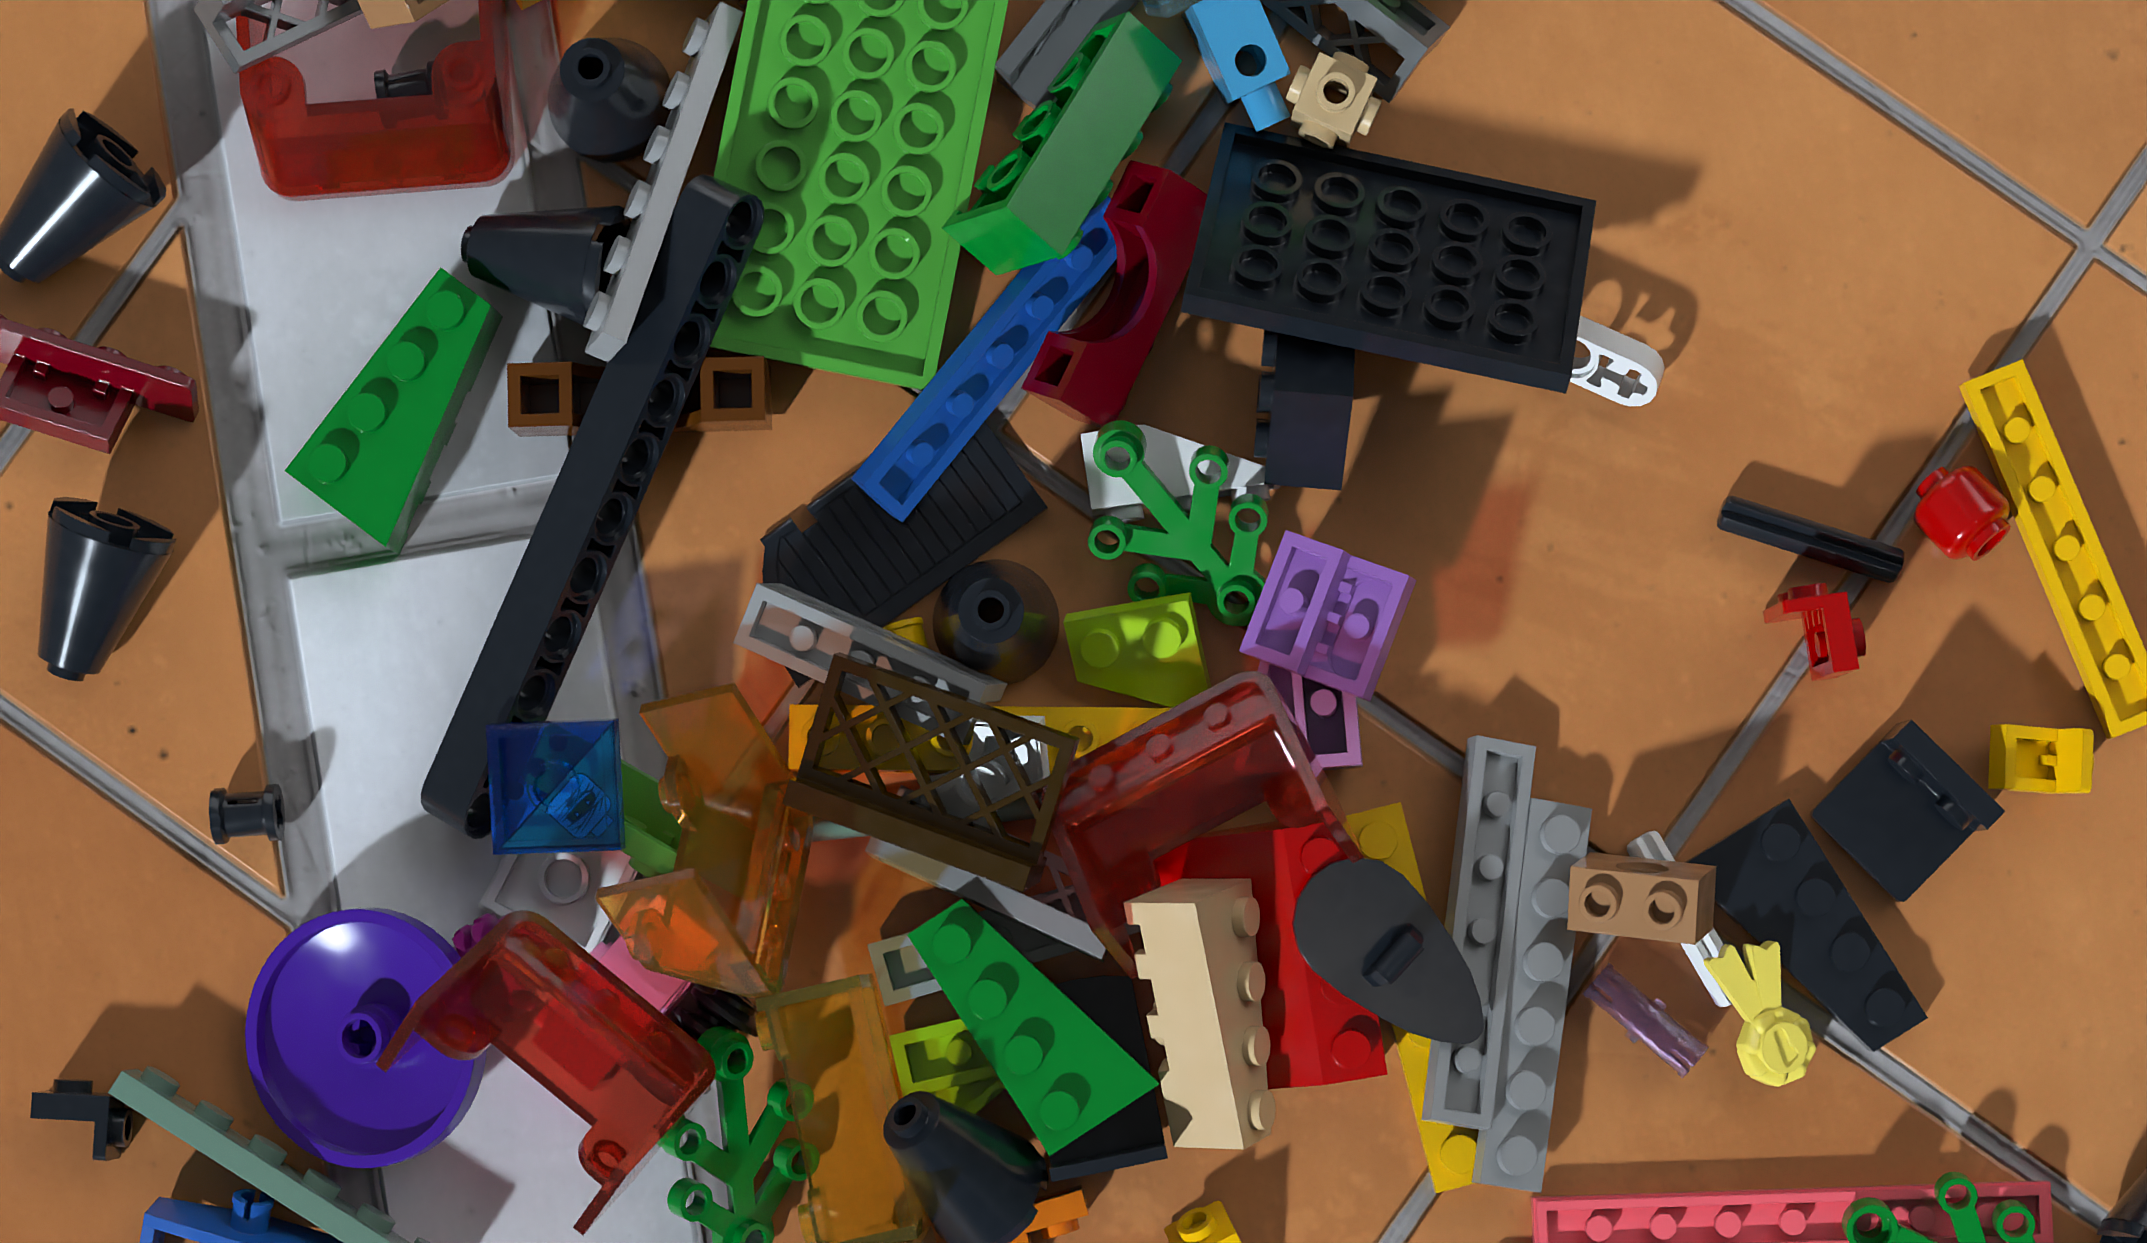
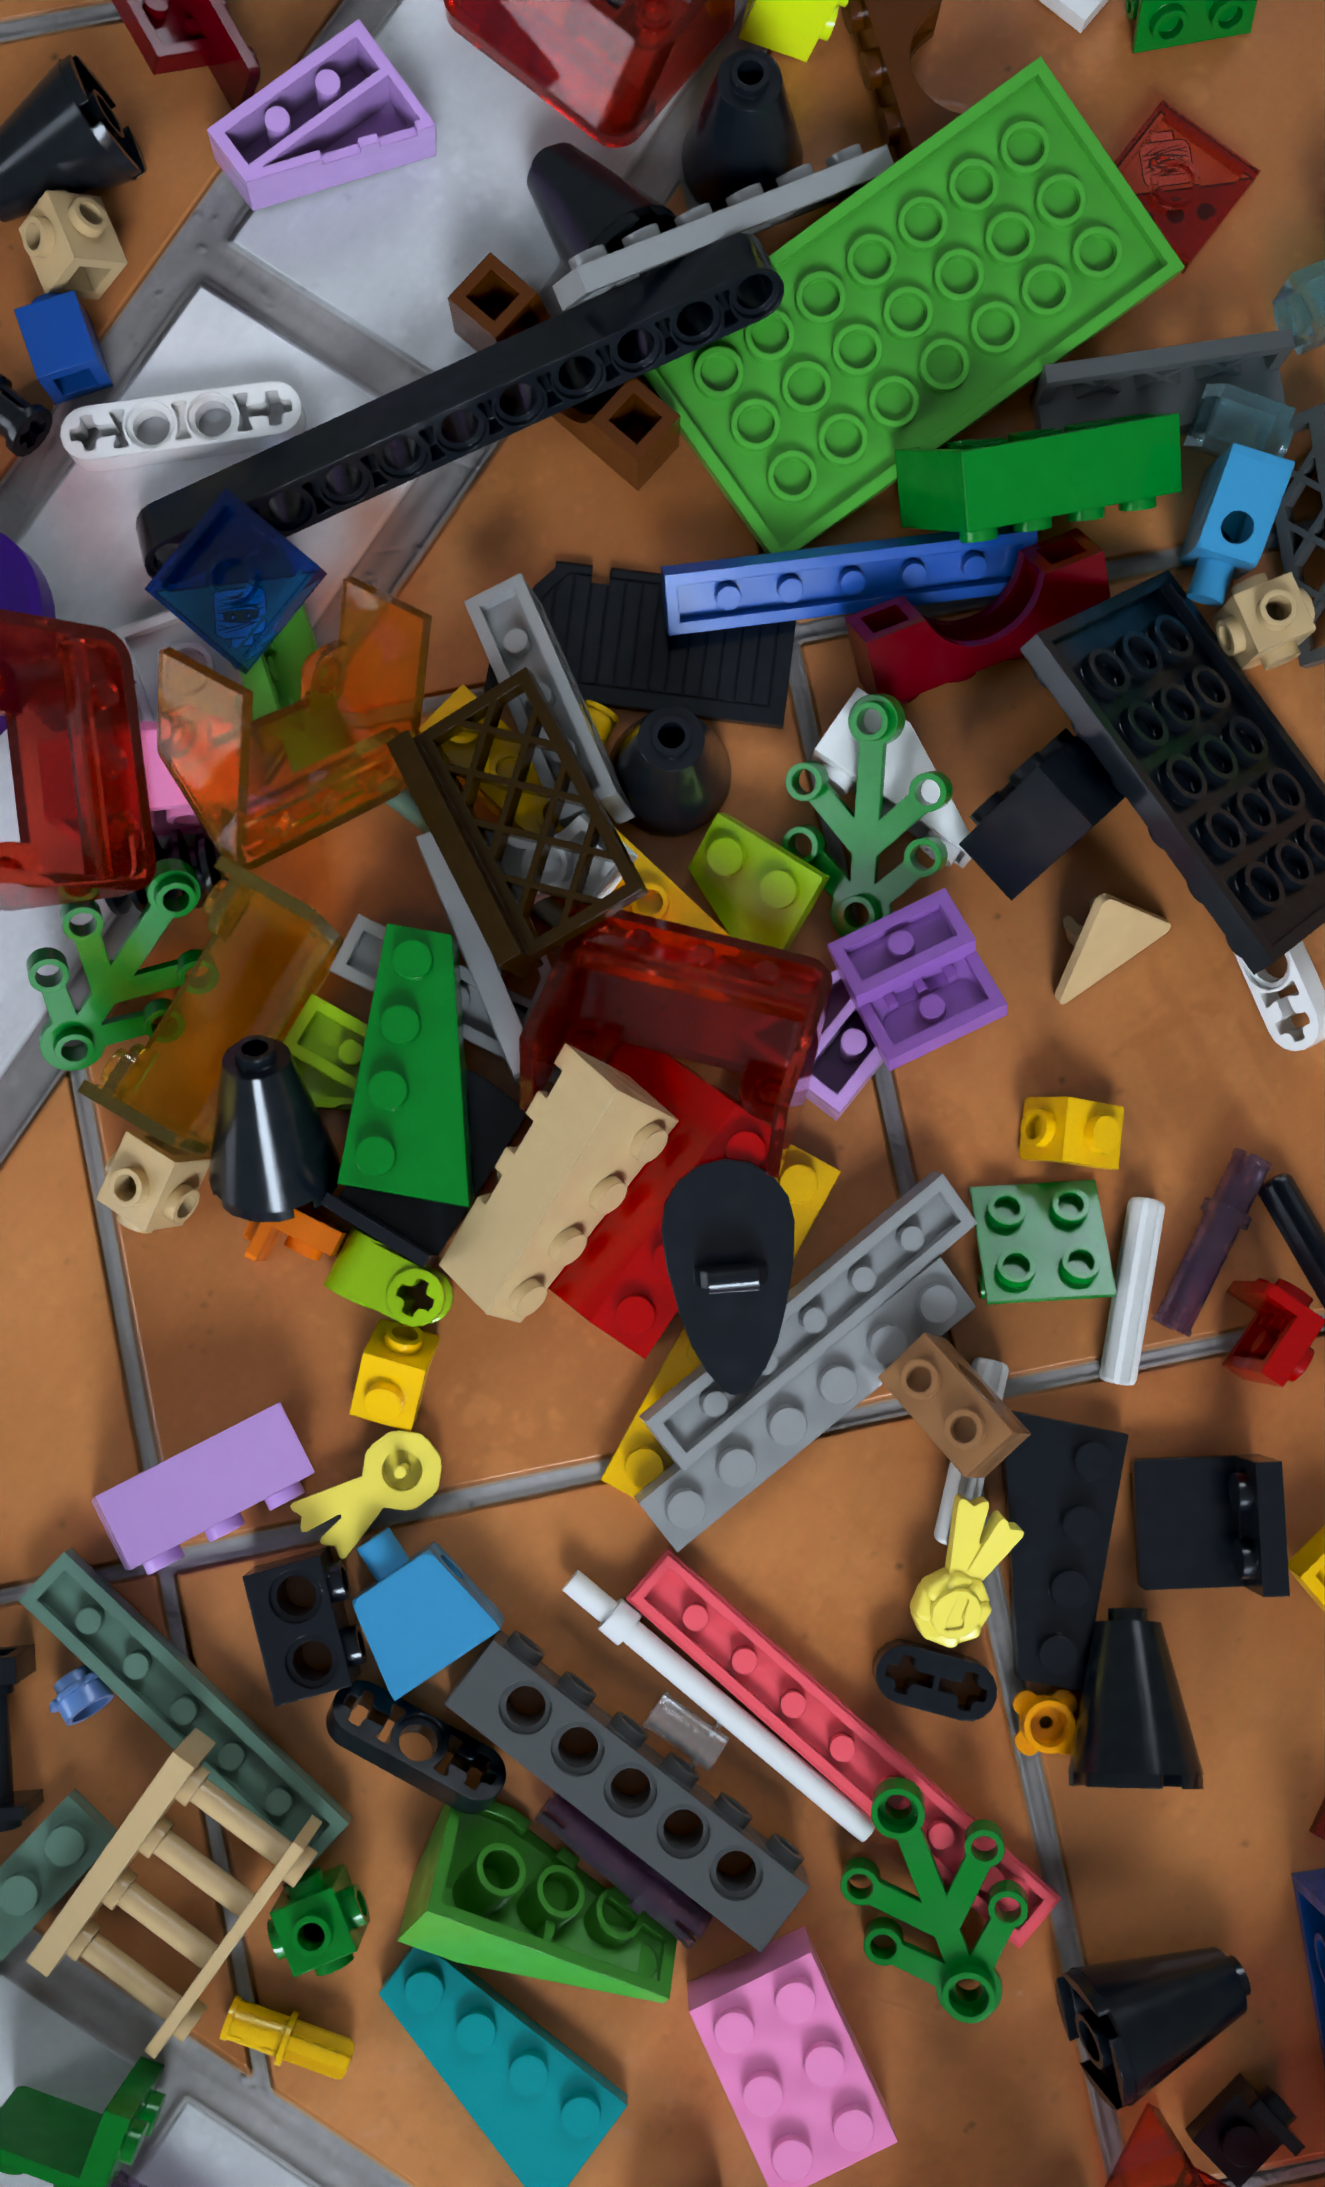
camera: 25 degrees right, 0 degrees up
(176, 642) = (72, 244): none -> tan brick
(239, 724) = (63, 346): none -> blue brick
(279, 374) = (323, 124): none -> lavender wedge
(377, 692) = (183, 414): none -> white beam
(399, 412) = (385, 229): green wedge -> none
(1134, 1199) = (380, 1279): none -> lime piece
(1437, 449) = (1106, 941): none -> tan piece
(1542, 613) = (1071, 1132): none -> yellow bracket
(1595, 716) = (1041, 1242): none -> green hinge
(1645, 1020) = (872, 1498): clear purple pin -> none
(1695, 689) = (1133, 1287): none -> white axle
(1719, 599) = (1212, 1241): none -> clear purple pin
(1821, 1124) = (930, 1695): none -> black beam
(1941, 1065) = (1049, 1740): none -> light orange plate
(1974, 998) = (1132, 1711): none -> black cone

